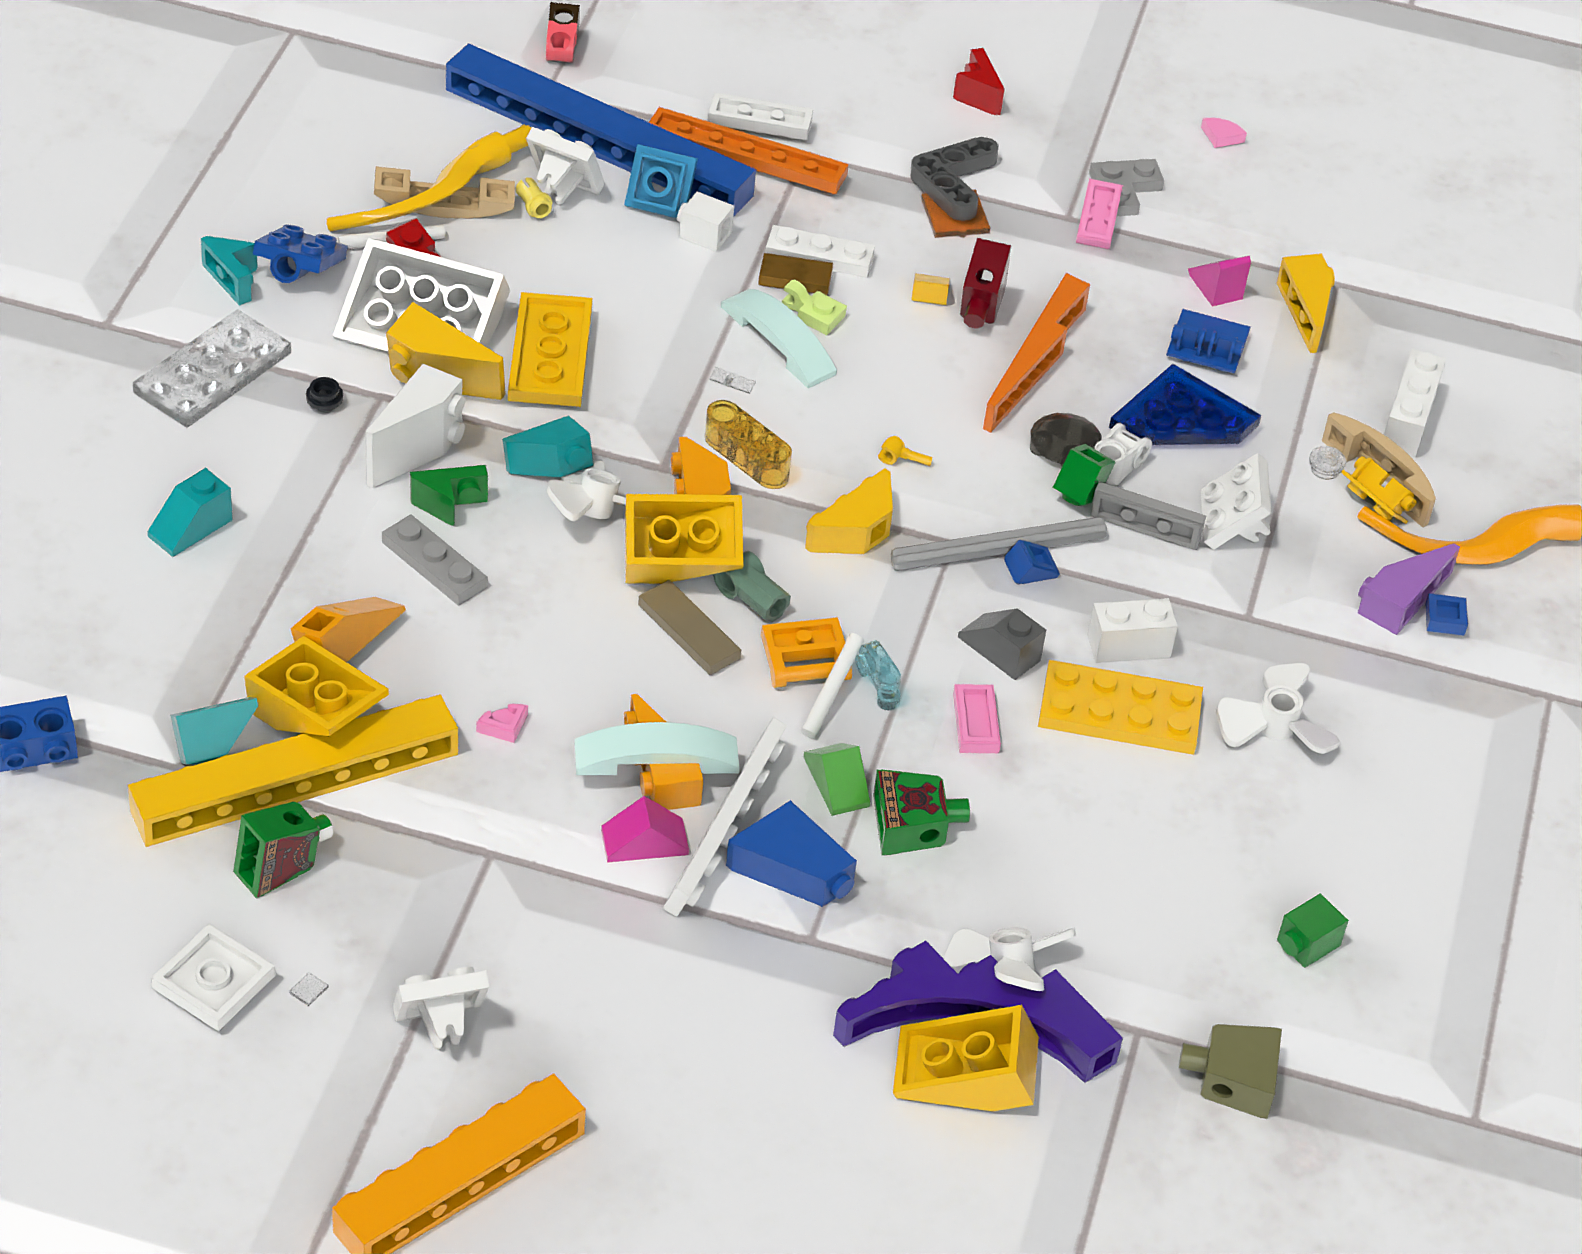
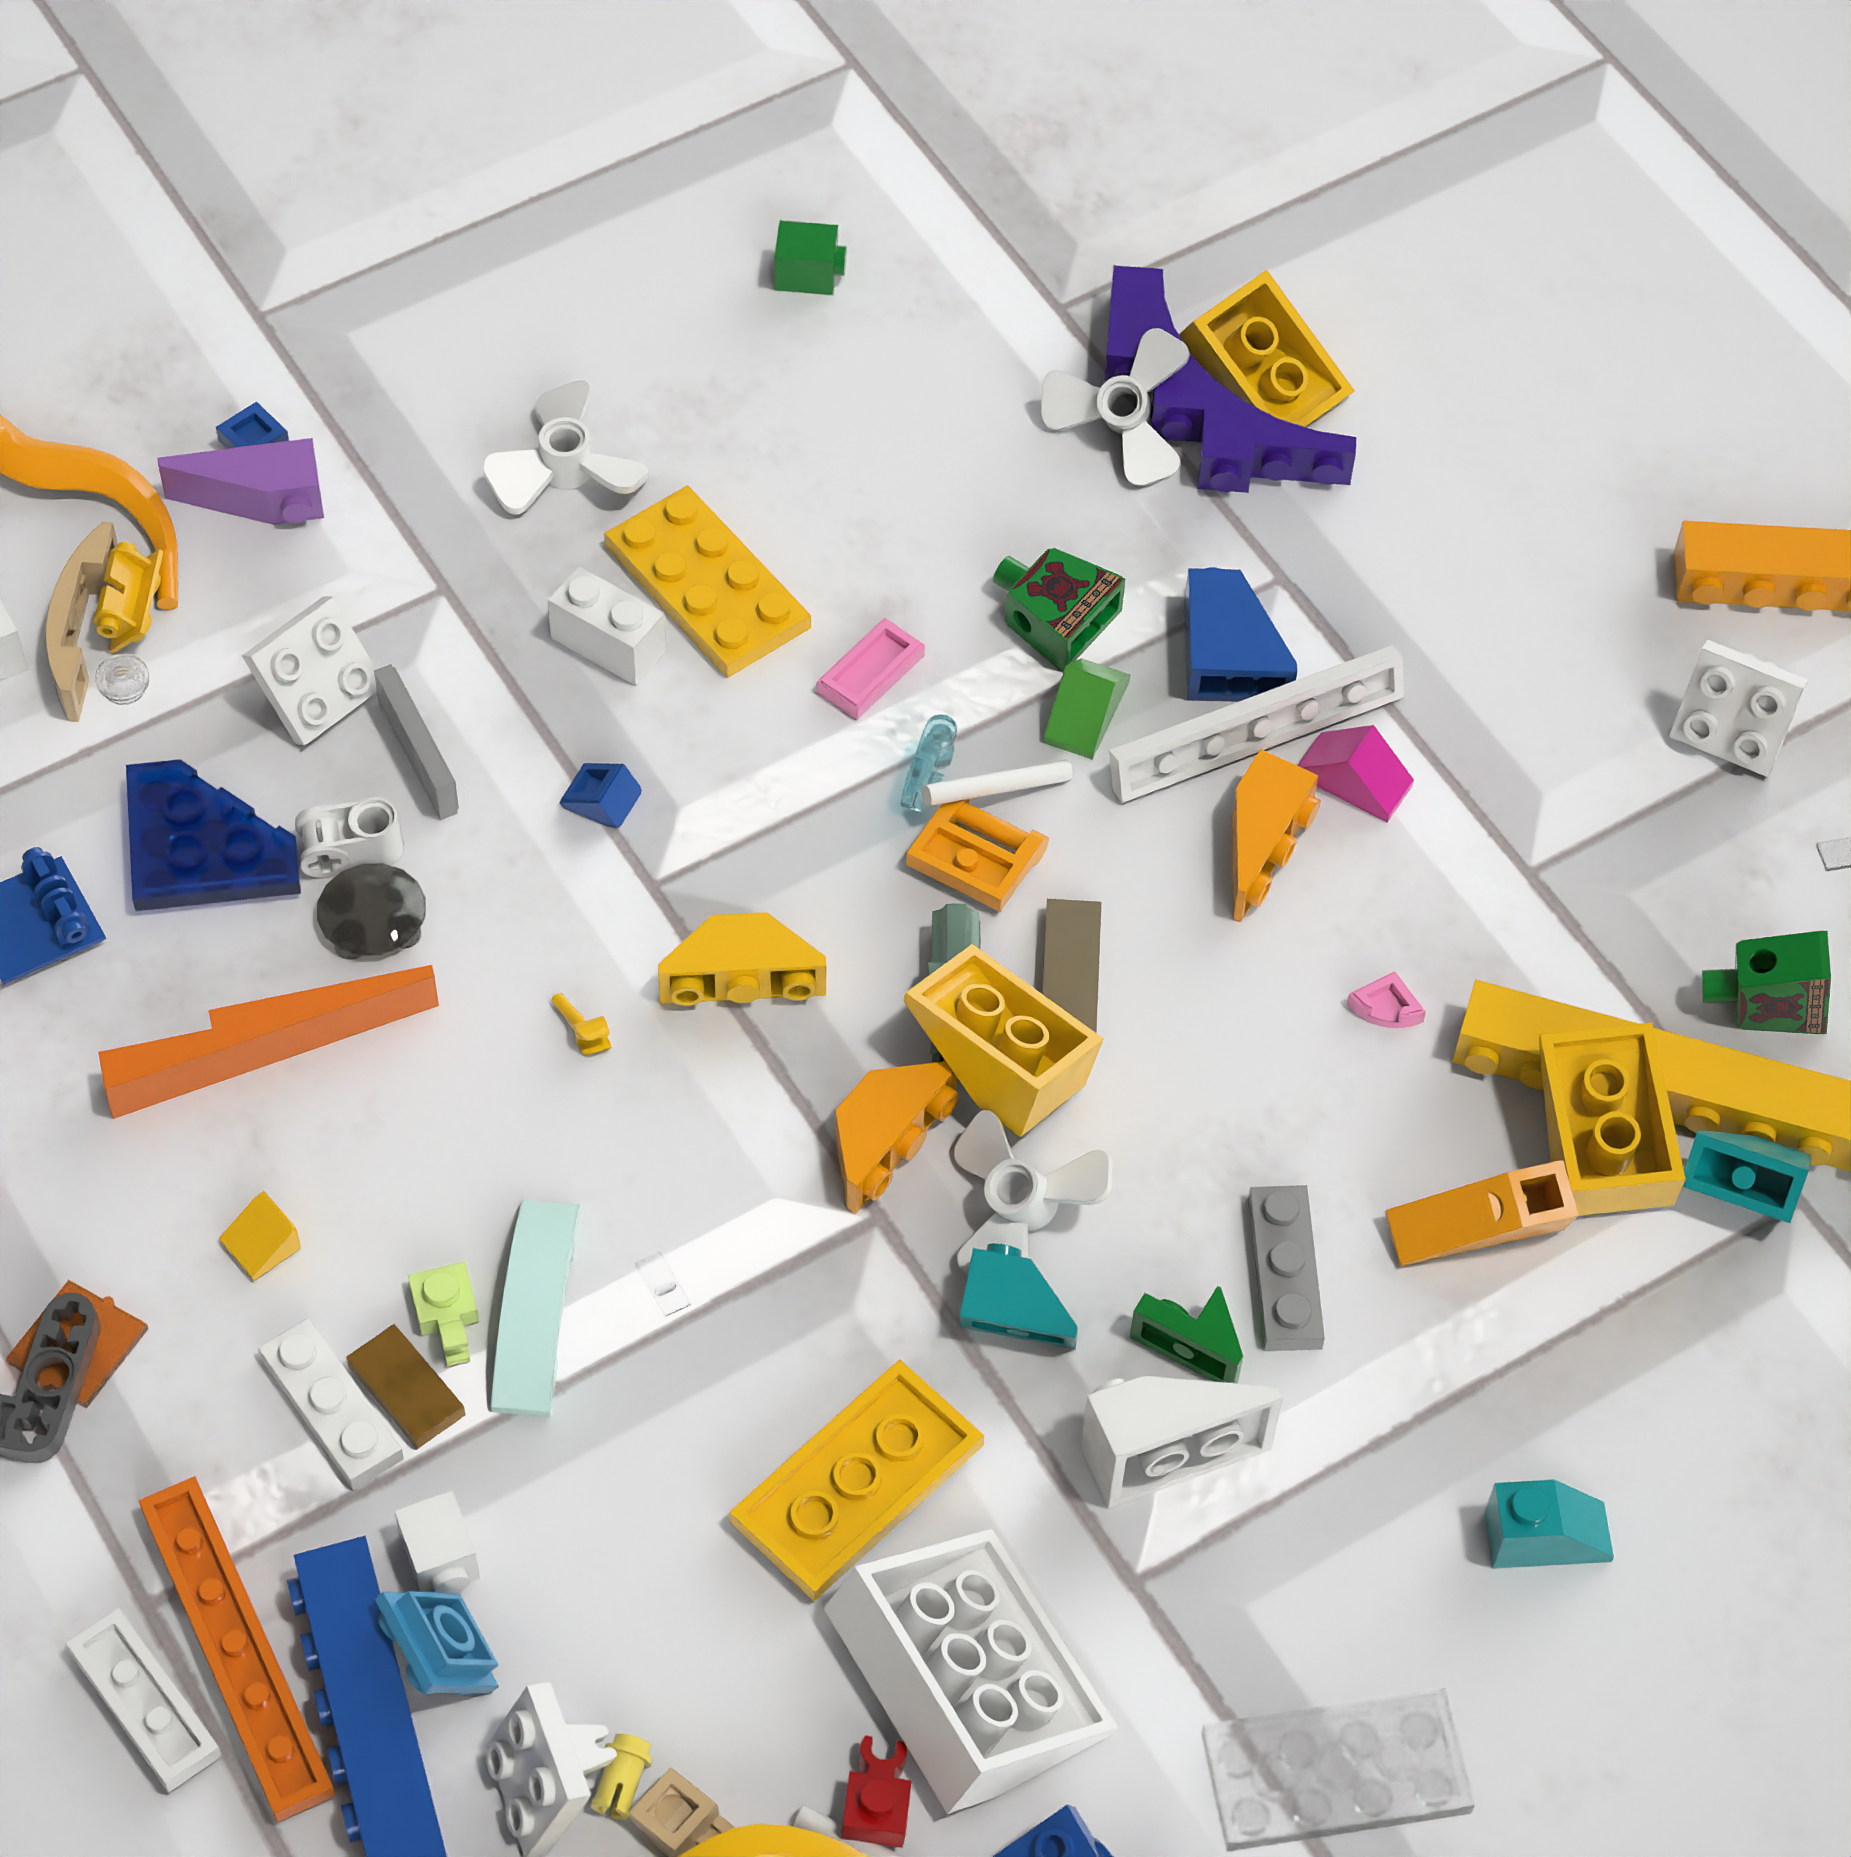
camera: 135 degrees left, 10 degrees up
(324, 394) = (1222, 1603): black plate -> none
(426, 339) = (1044, 1515): yellow slope -> none
(656, 744) = (1282, 811): light aqua slope -> none
(748, 444) = (757, 1171): clear yellow beam -> none
(983, 297) = (219, 1155): dark red torso -> none
(996, 543) = (612, 836): light grey axle -> none
(1006, 640) = (750, 715): dark grey slope -> none
(1082, 473) = (435, 817): green brick -> none
(1237, 1066) = (1018, 204): olive torso -> none

